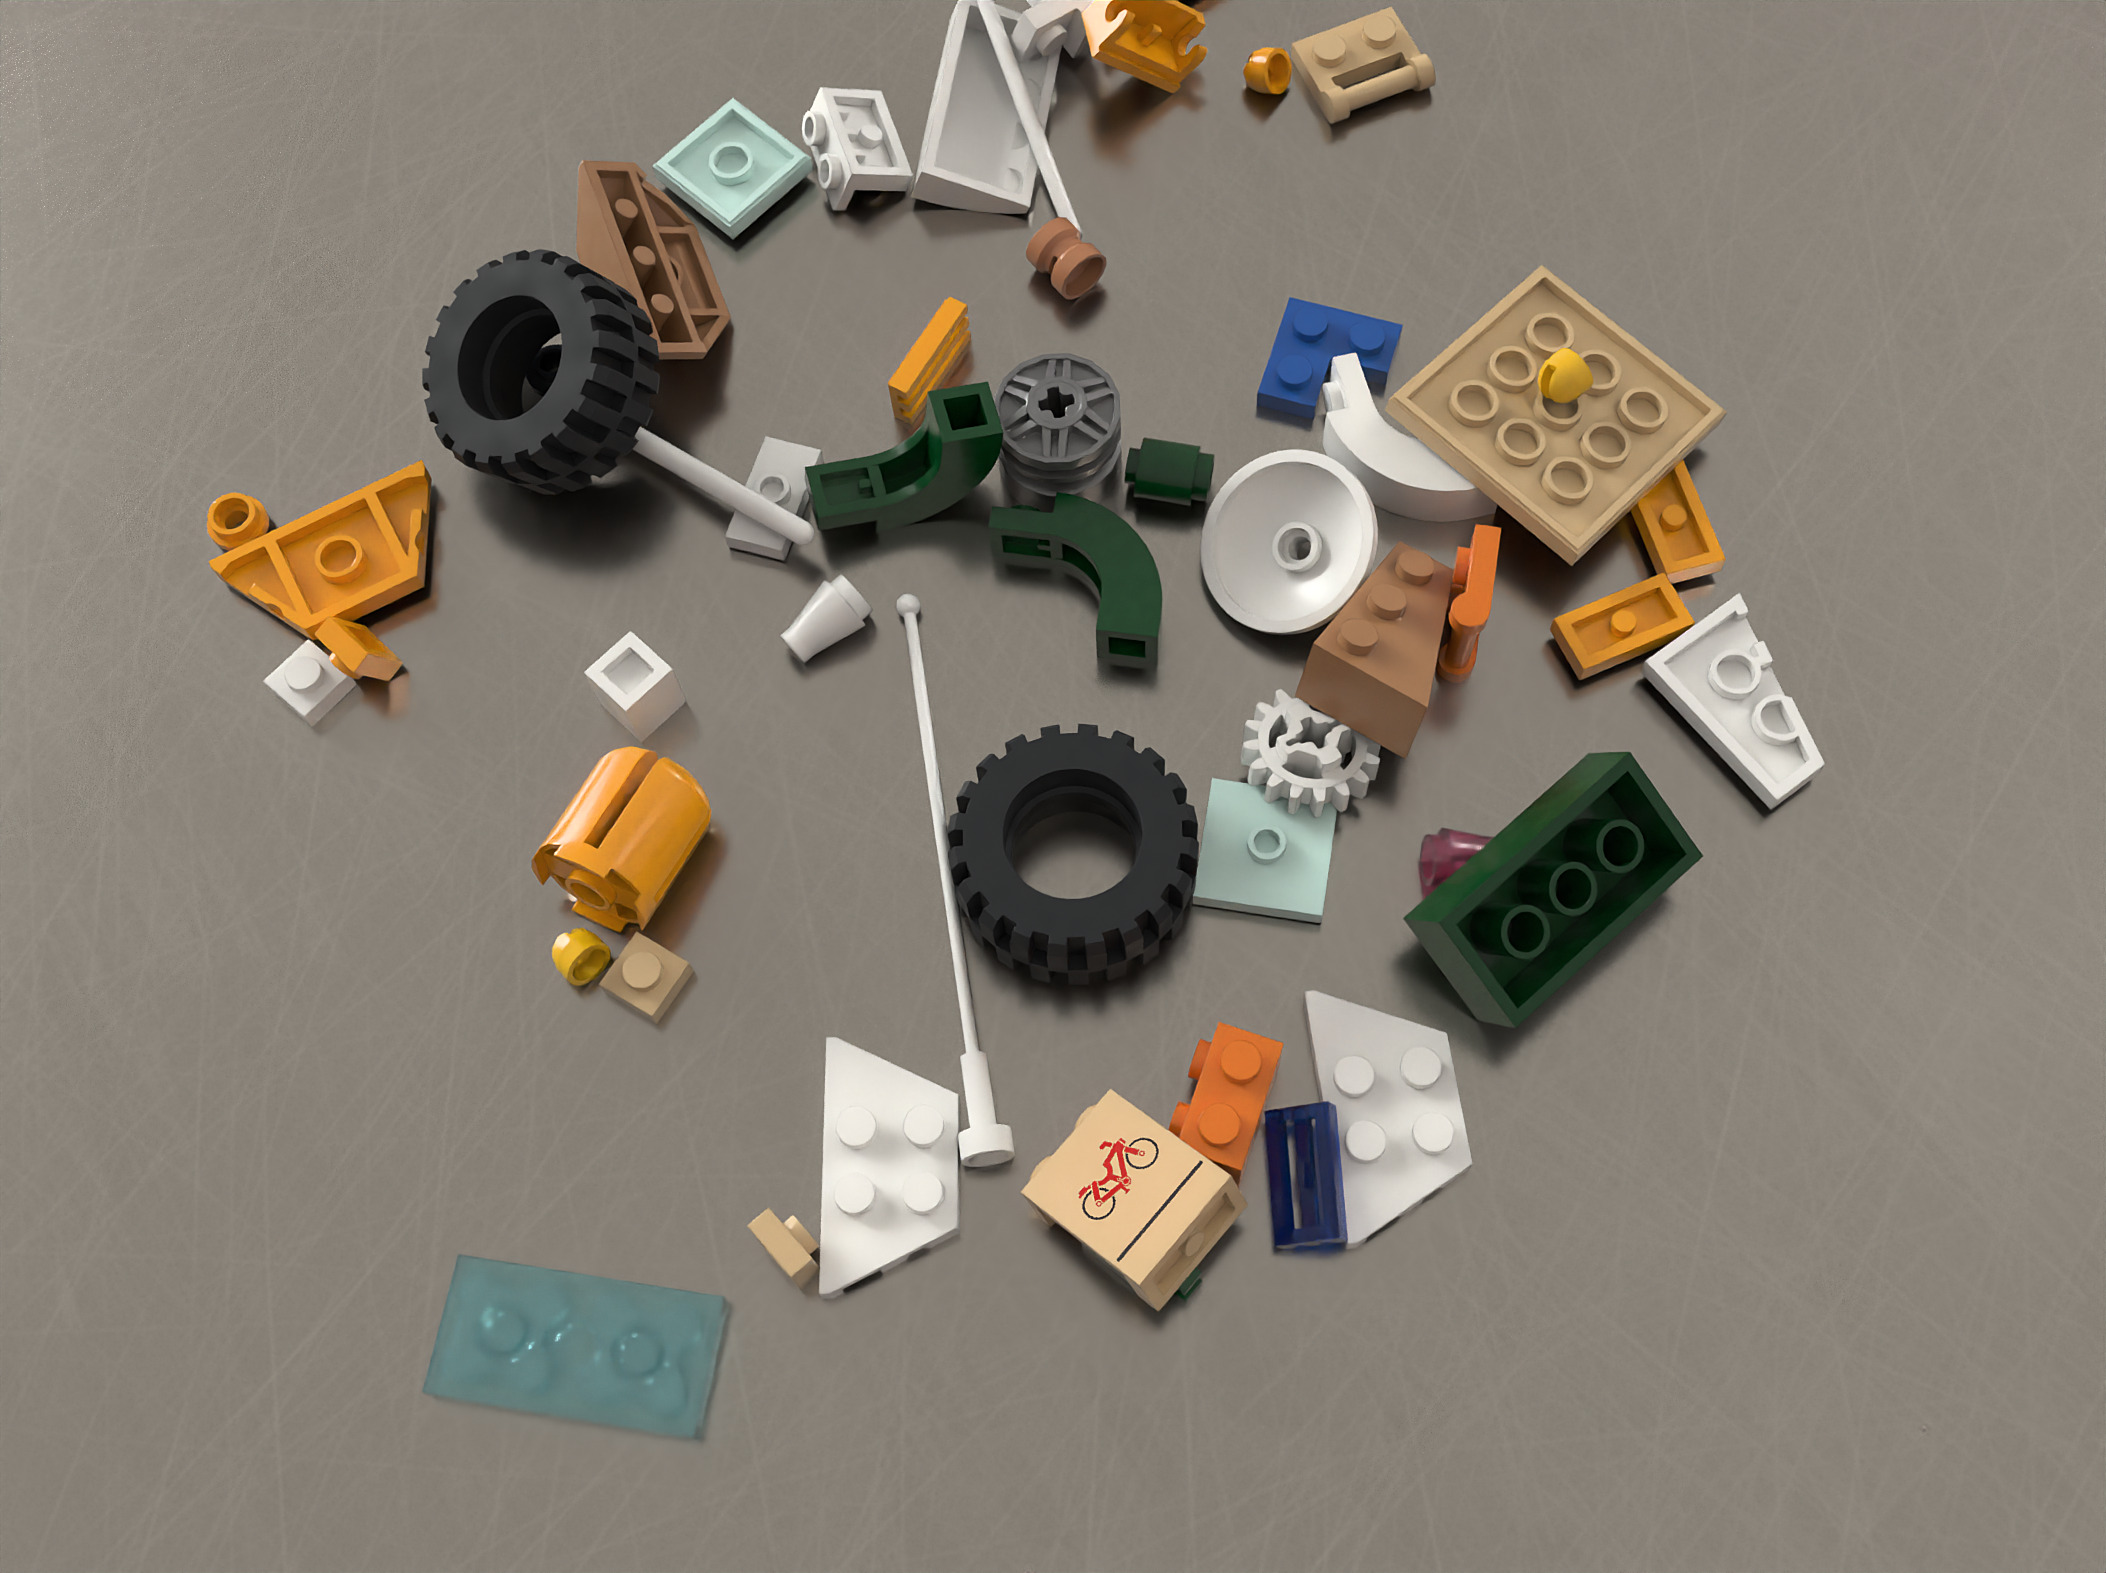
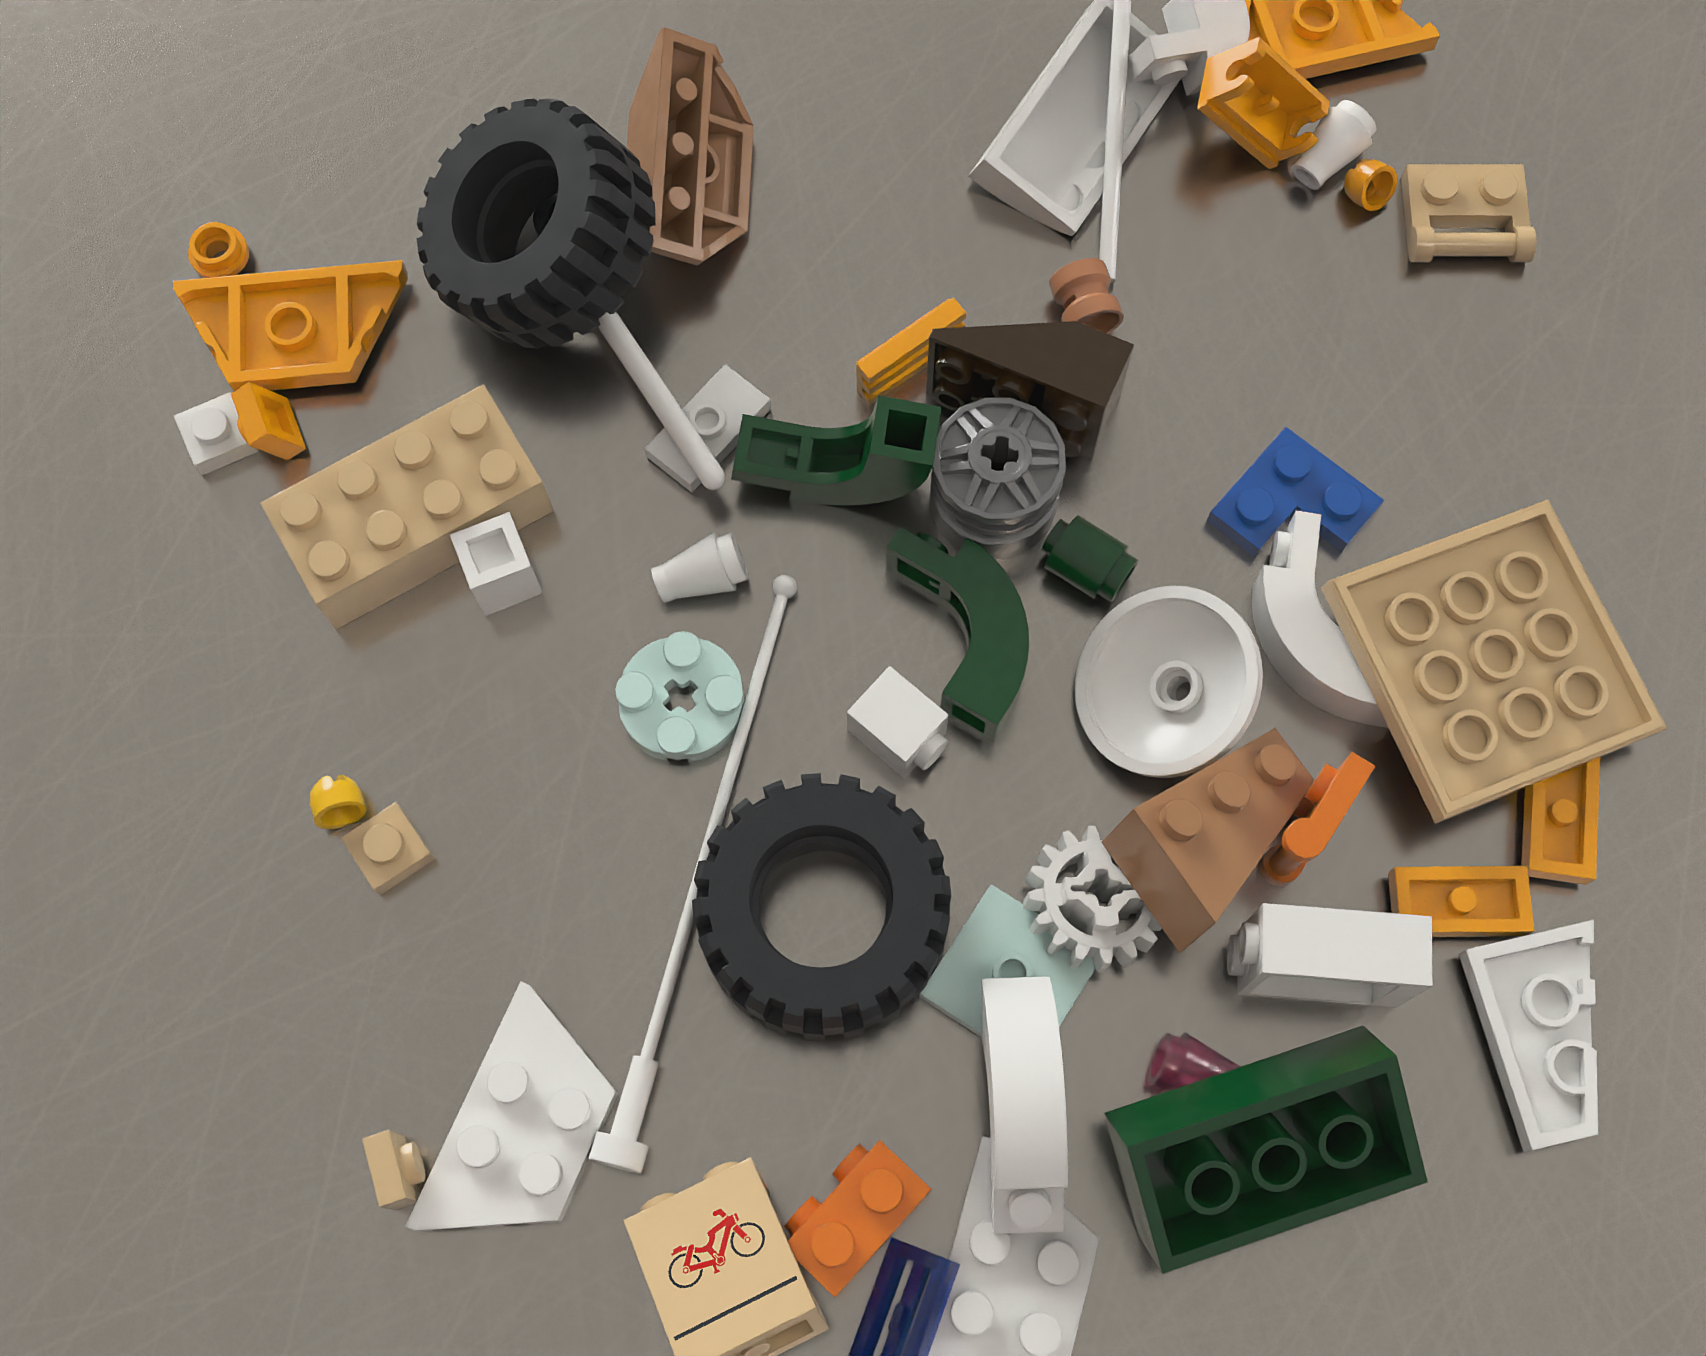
camera: 20 degrees right, 5 degrees up
(517, 672) = (389, 509): none -> tan brick
(576, 1346) = (173, 1175): clear light blue piece -> none
(625, 837) = (422, 708): light orange cylinder -> none
(733, 168) = (813, 82): light aqua plate -> none
(854, 144) = (937, 103): white bracket -> none
(870, 768) = (680, 662): none -> light aqua plate
(1067, 676) = (899, 723): none -> white brick
(1070, 312) = (1056, 366): none -> dark brown slope
(1228, 39) = (1341, 138): none -> white cone
(1339, 937) = (1025, 1105): none -> white arch
(1535, 707) = (1332, 955): none -> white window
(1564, 376) = (1513, 630): yellow hinge -> none

